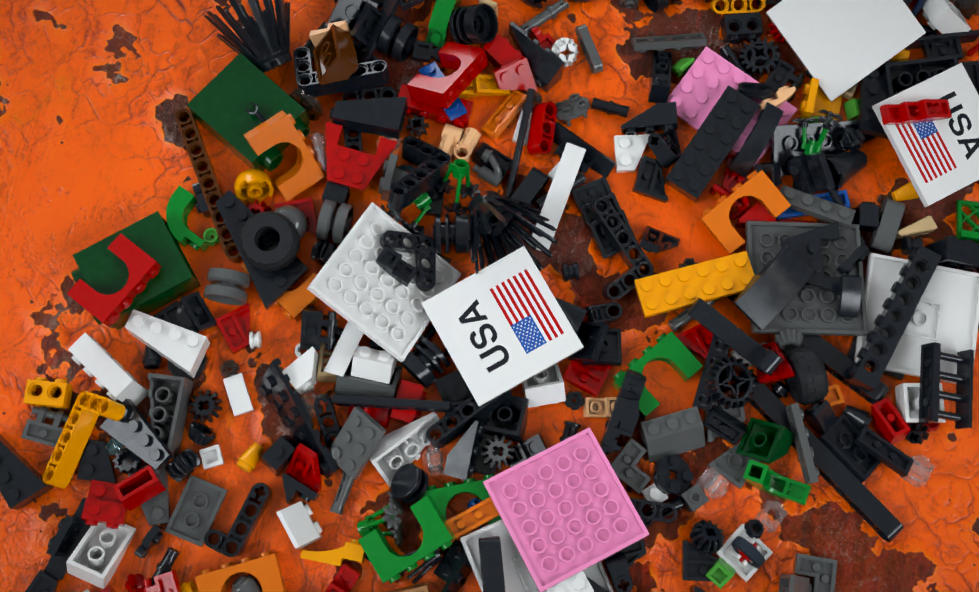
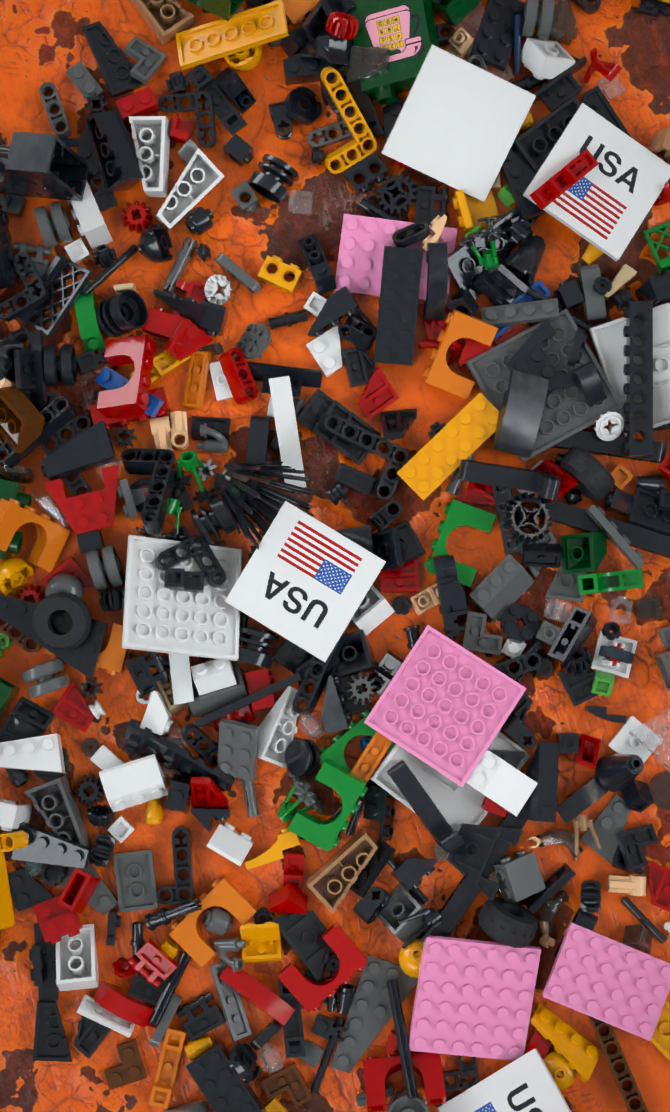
camera: 25 degrees left, 10 degrees up
(202, 558) = (166, 915): none -> black pin
(247, 420) = (133, 783): none -> white slope
(258, 314) = (97, 690): none -> black gear
(527, 108) = (215, 365): black bar -> none
(569, 17) = (202, 252): none -> black bush
(593, 268) = (354, 479): none -> black plate
(619, 70) = (277, 279): none -> light orange brick
(639, 106) = (315, 304): none -> white plate
(652, 208) = (376, 395): none -> red wing
(663, 42) = (307, 225): dark grey plate -> none
(673, 20) = (300, 202): none -> clear panel
(673, 530) = (545, 669): none -> black piece
(682, 66) = (331, 242): bright green slope -> none
(717, 511) = (573, 634): none -> black slope
(788, 339) = (557, 450): dark grey piece -> none
(798, 527) = (648, 608): none -> clear smoke panel
(849, 349) = (614, 429): none -> white gear
(901, 217) = (607, 285): none -> black plate

